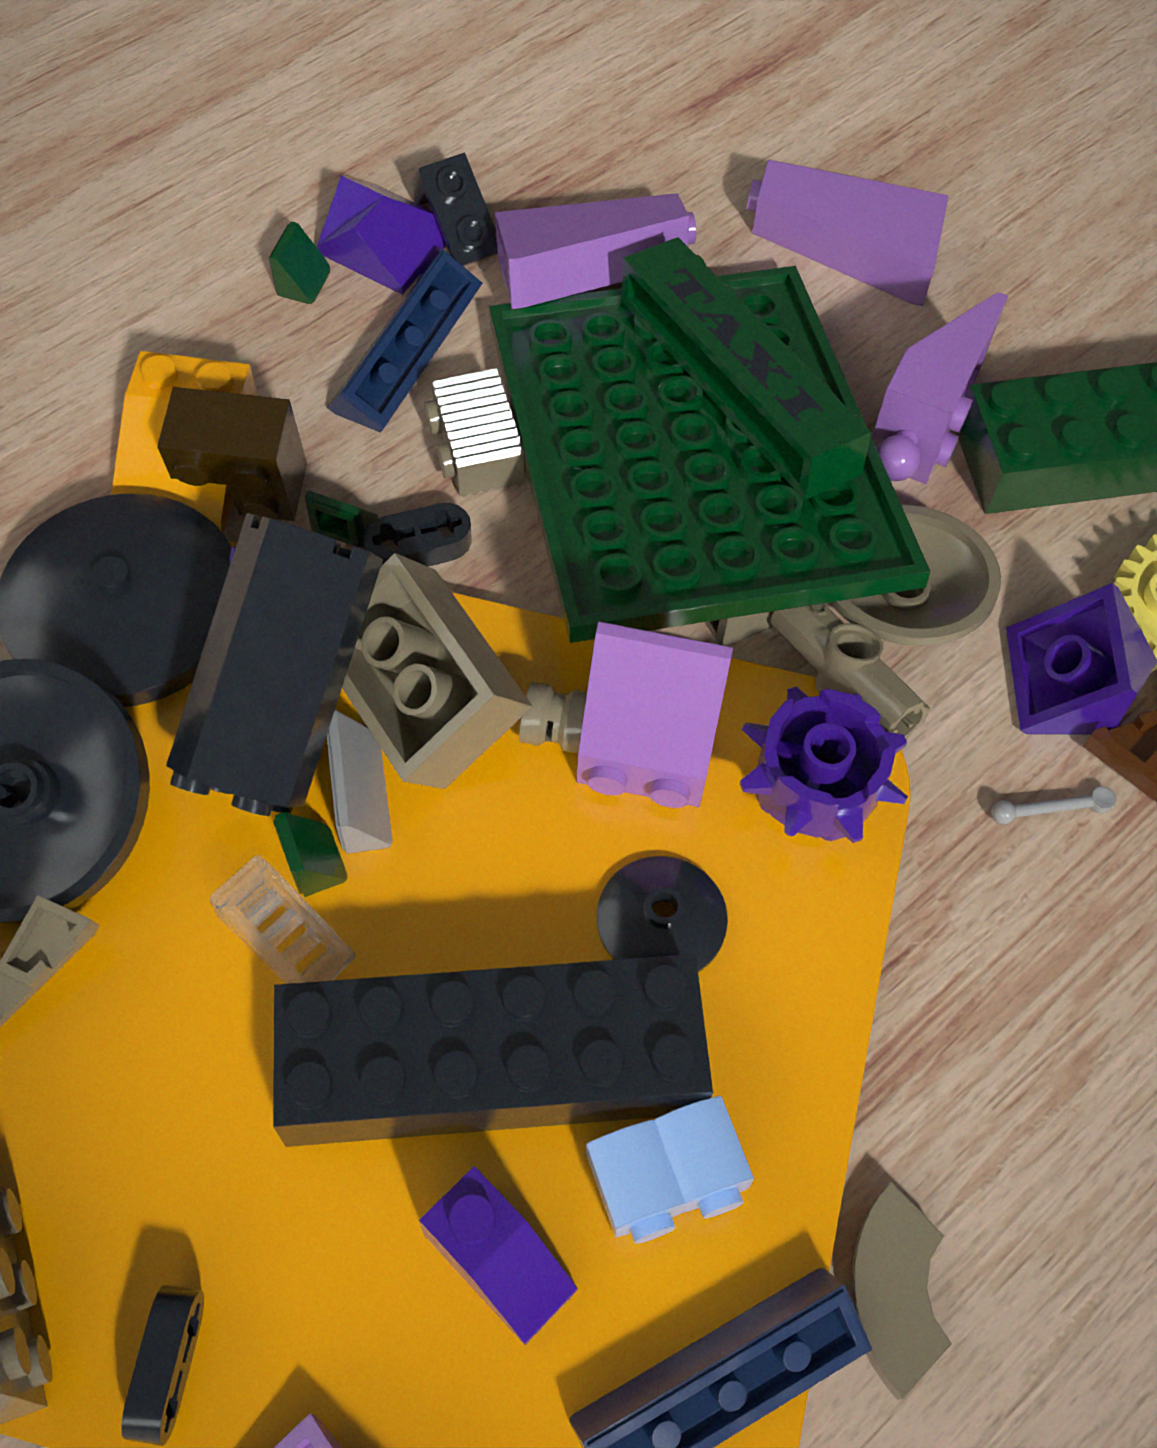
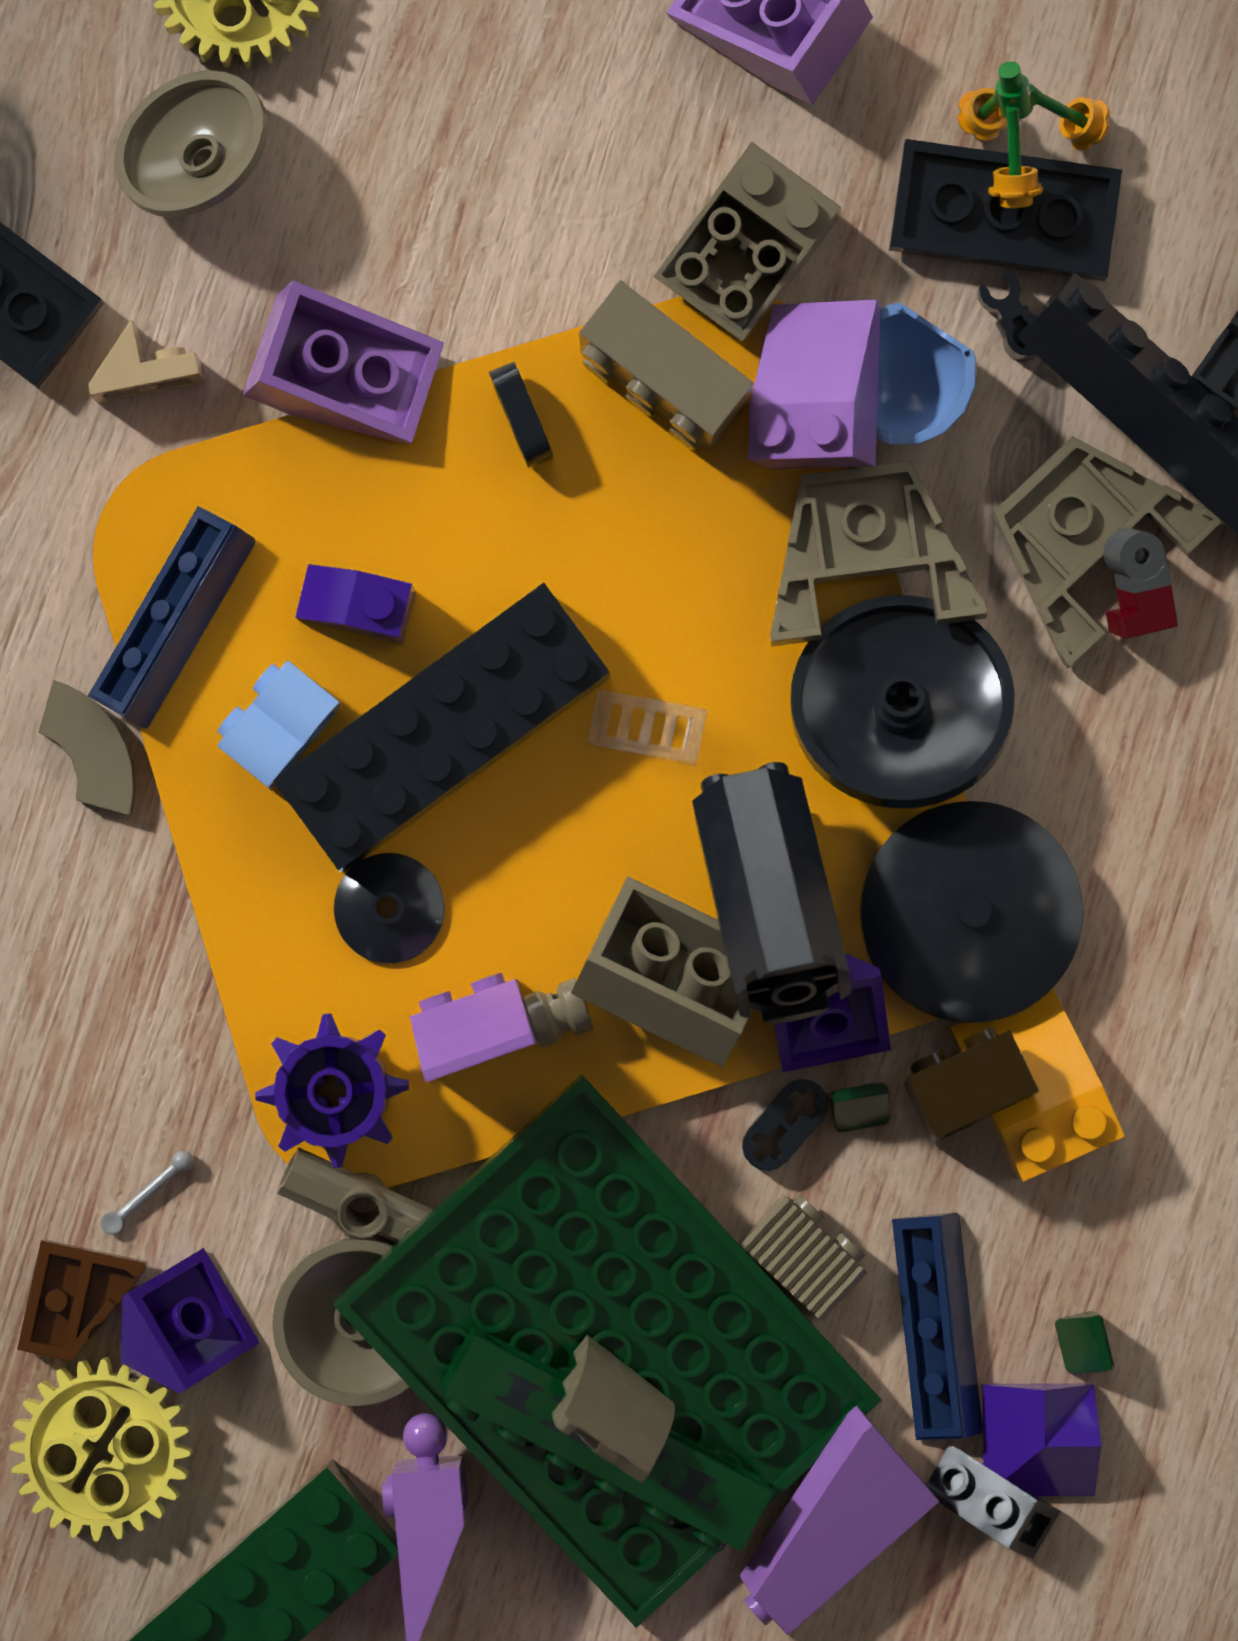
camera: 155 degrees right, 25 degrees up
(310, 853) = (667, 794): dark green slope -> none
(358, 786) = (668, 864): light grey slope -> none
(719, 349) = (614, 1410): none -> dark tan slope

